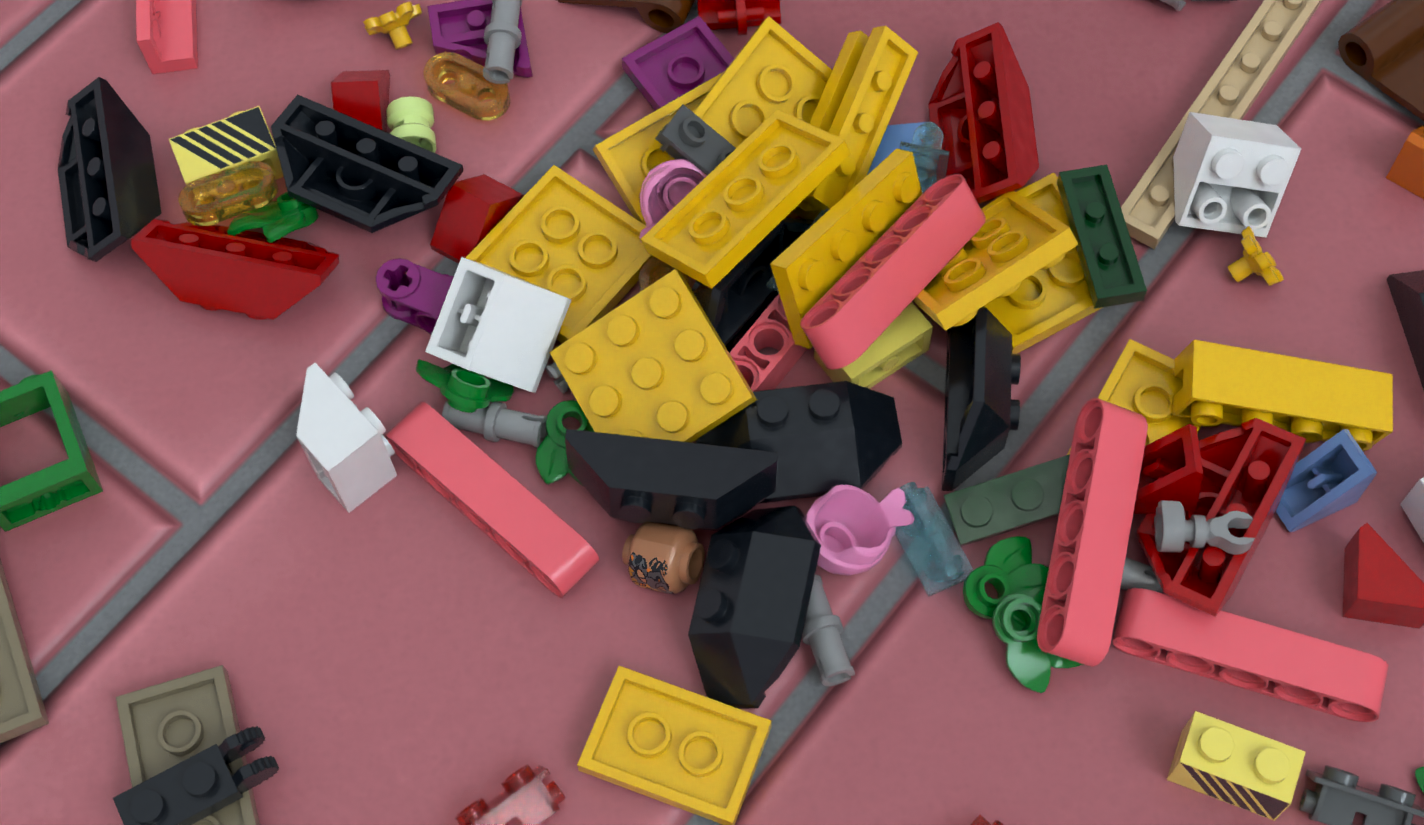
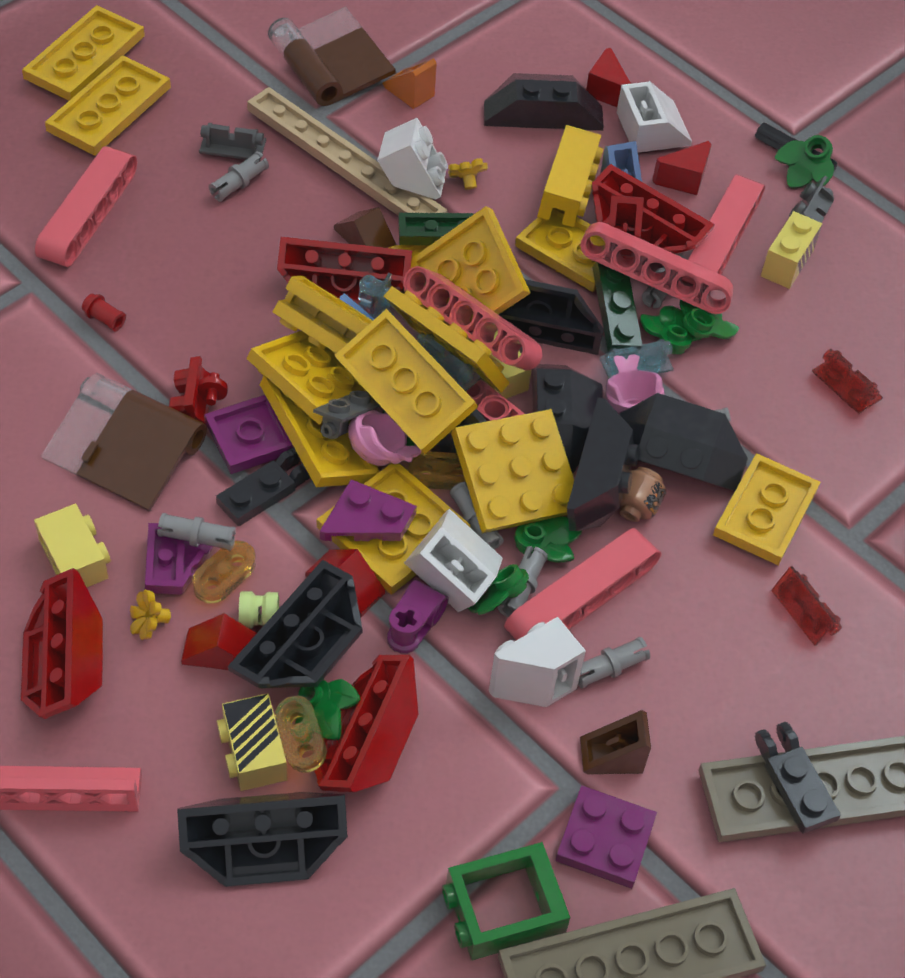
camera: 90 degrees left, 10 degrees down
(127, 563) = (606, 836): none -> magenta plate
(245, 564) = (617, 747): none -> reddish brown slope
(379, 544) = (613, 661): none -> light grey pin
(561, 216) = (368, 515): none -> magenta wing
(596, 98) = (263, 488): none -> black hinge
(1083, 142) = (366, 229): none -> reddish brown slope
(1174, 530) = (665, 225): light grey piece -> none

